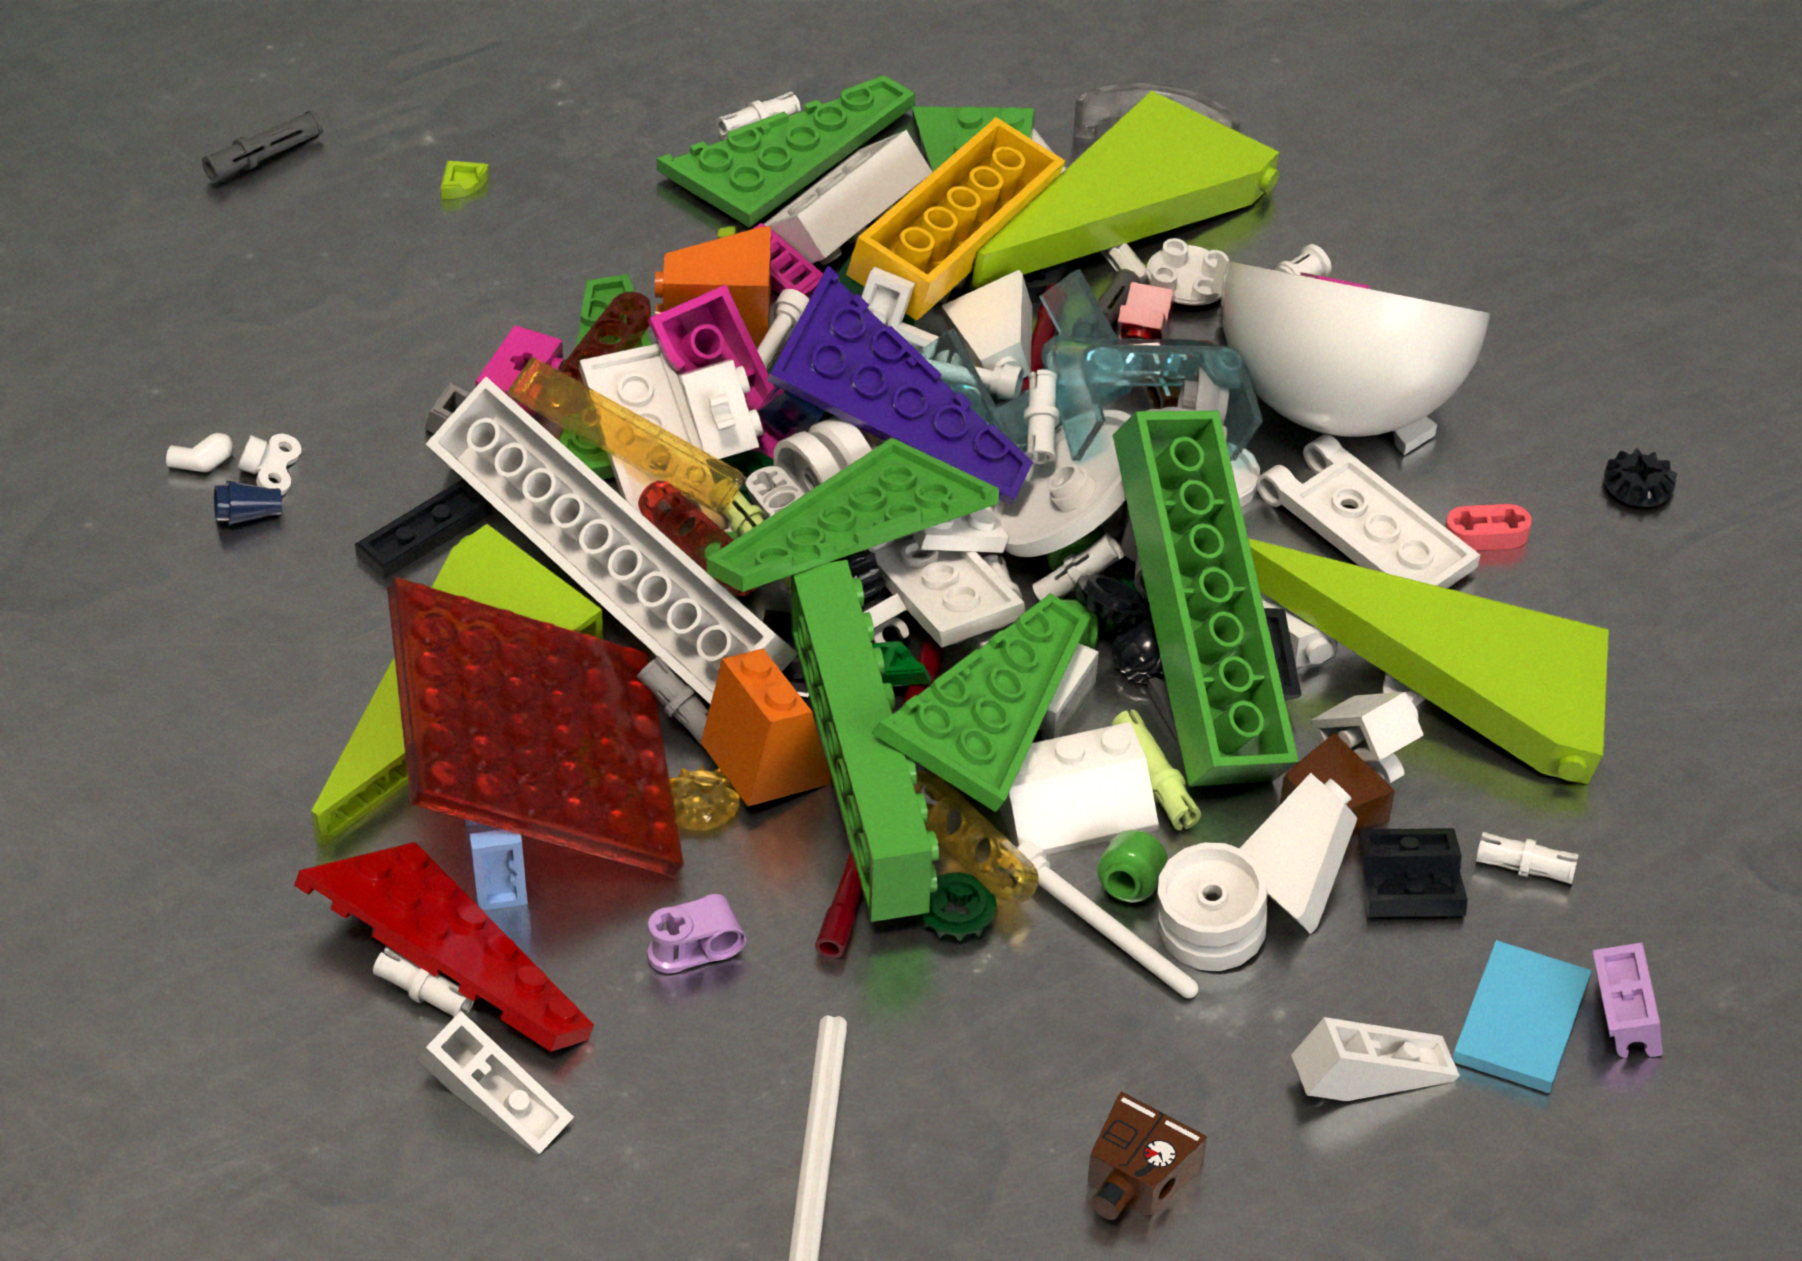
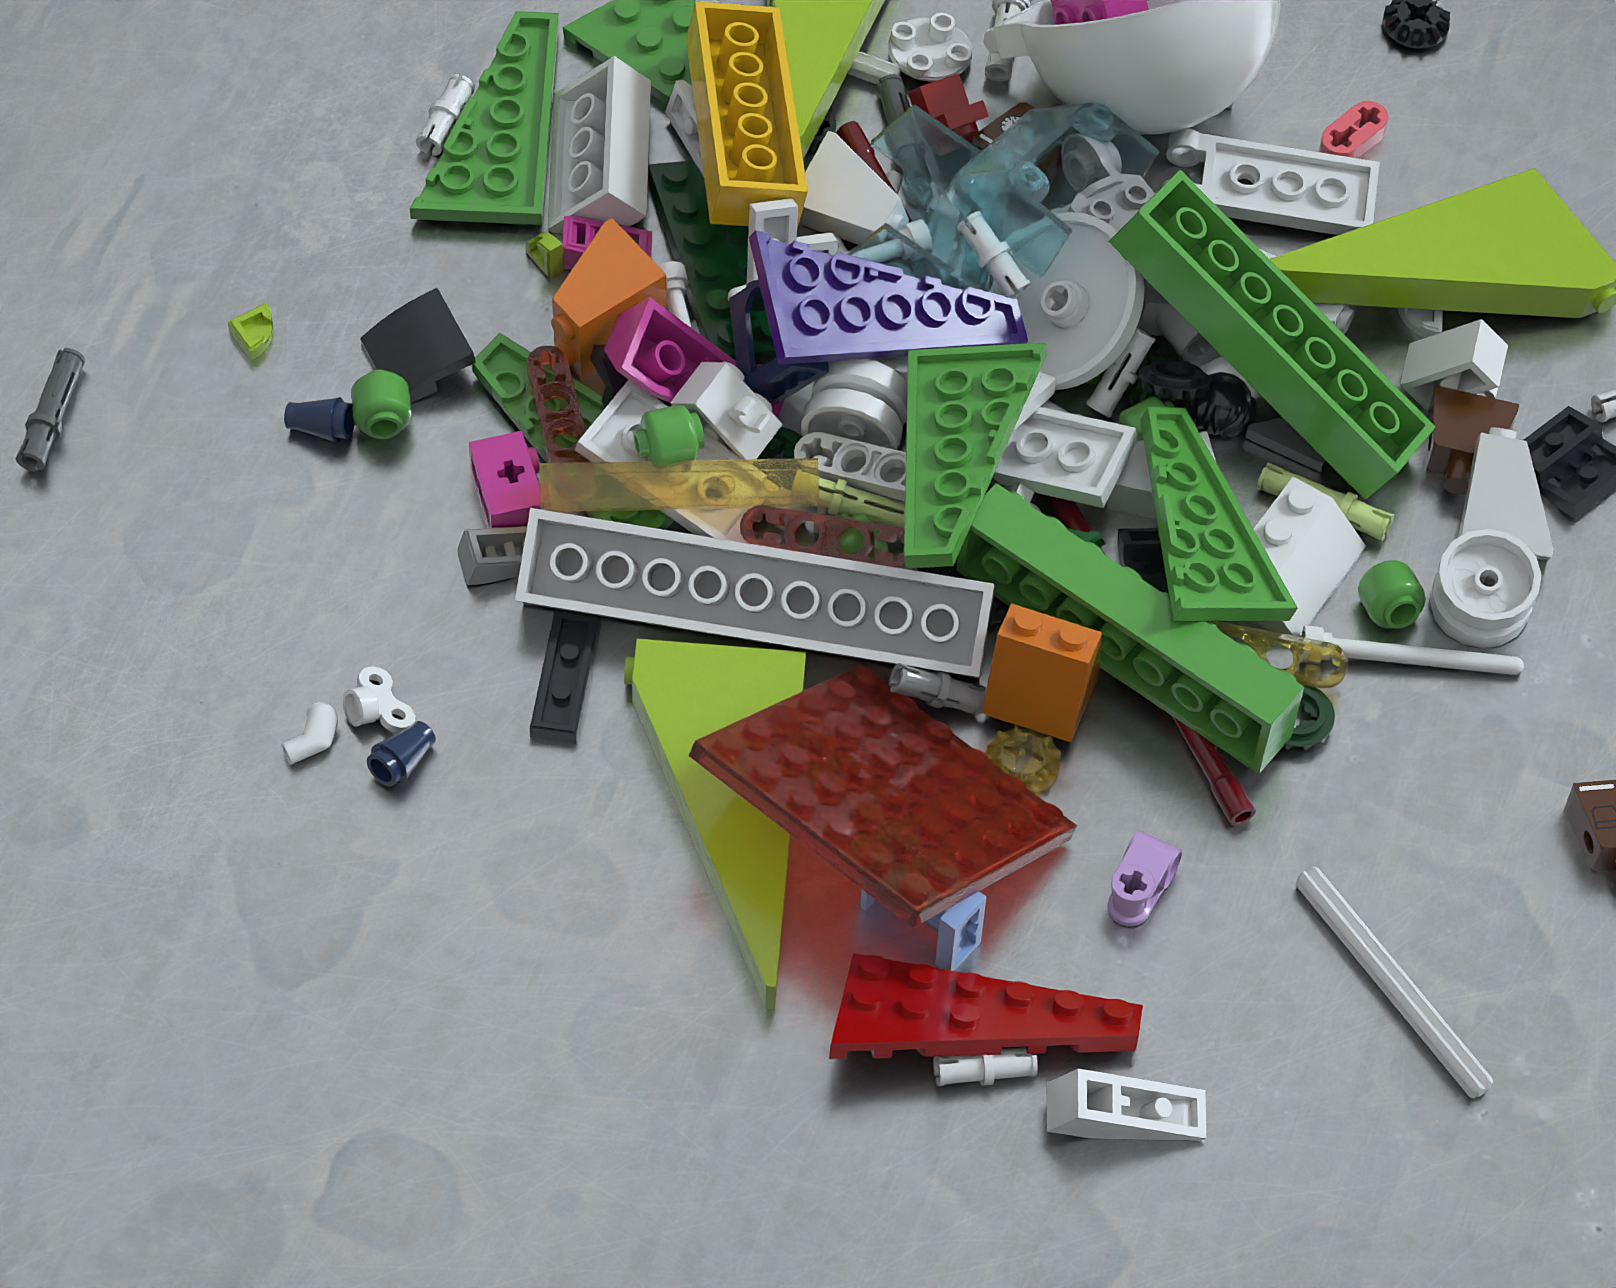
camera: 40 degrees left, 10 degrees up
(442, 259) = (322, 418): none -> dark blue cone
(488, 270) = (381, 404): none -> bright green head
(560, 250) = (419, 344): none -> black slope
(647, 391) = (669, 435): none -> bright green head

